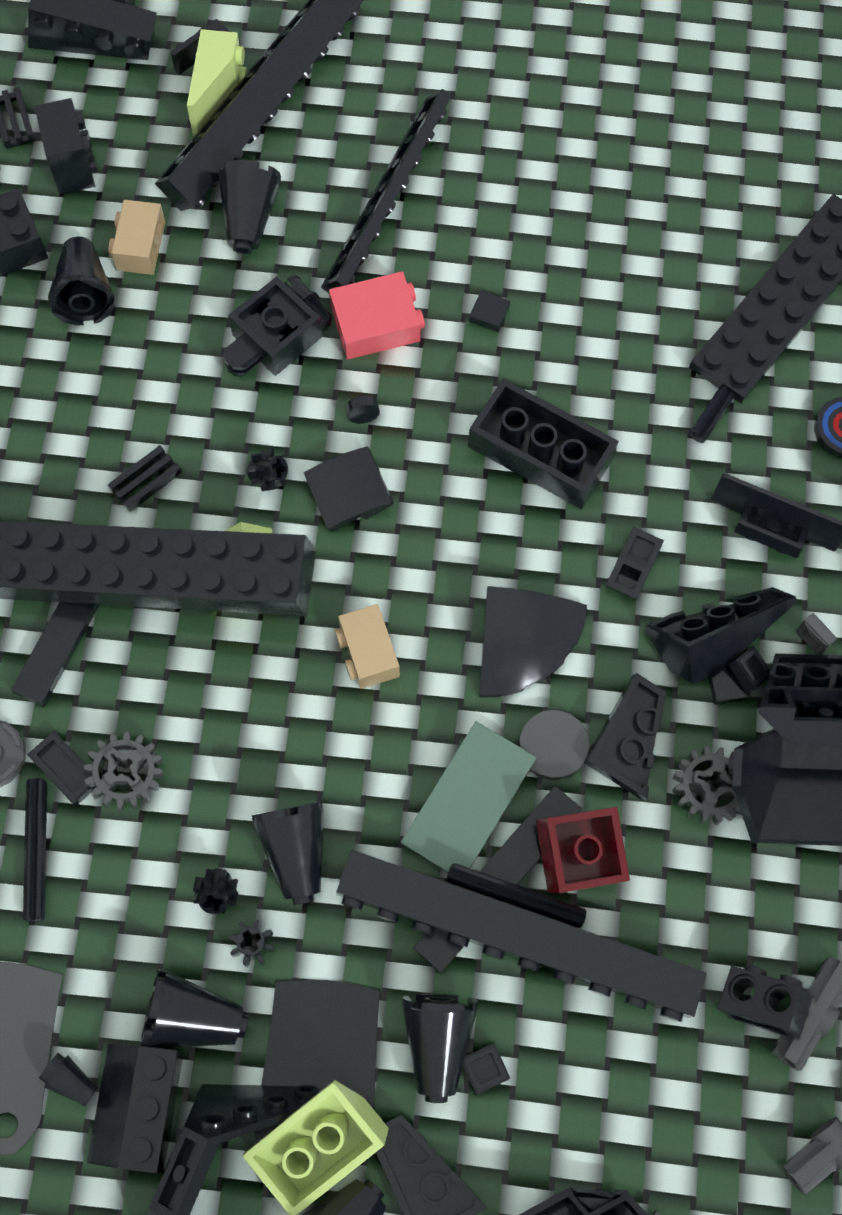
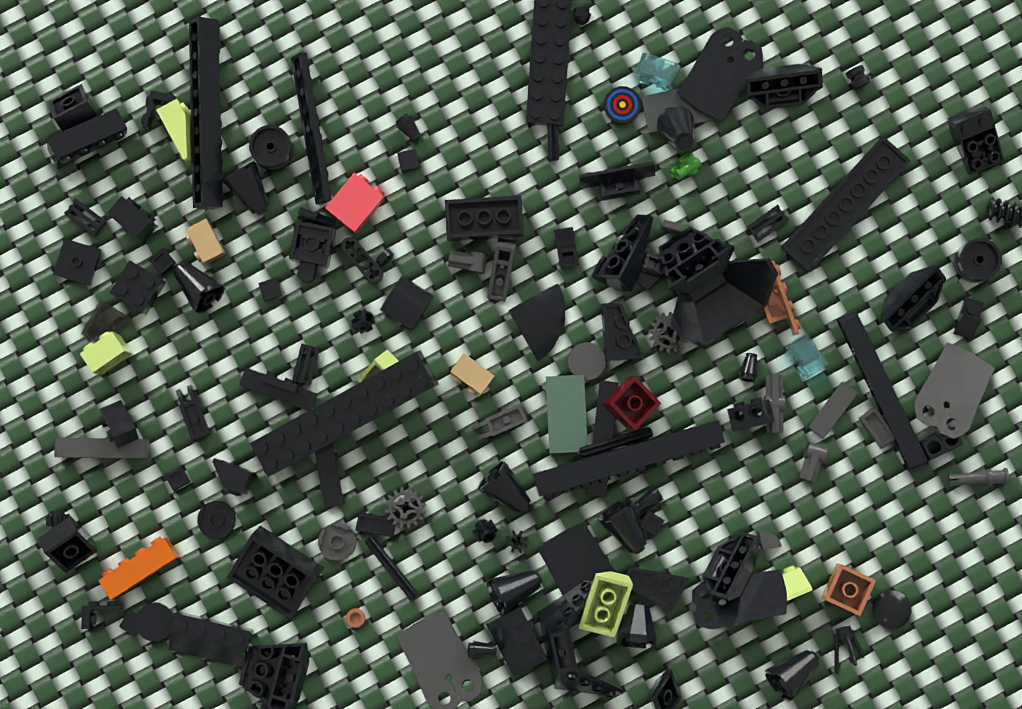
camera: 30 degrees left, 15 degrees up
(62, 227) = (162, 261): none -> black tile
(77, 478) = (278, 389): none -> black bracket
(175, 351) = (270, 289): none -> black tile
(316, 177) = (264, 139): none -> black wheel
(336, 406) = (349, 253): none -> black beam
(361, 745) = (502, 421): none -> dark grey hinge
(482, 494) = (473, 262): none -> dark grey piece
(507, 1026) = (649, 499): none -> black cone
(518, 530) = (501, 269): none -> dark grey slope
(520, 266) = (408, 127): none -> black cone
(805, 928) = (748, 370): none -> black cone

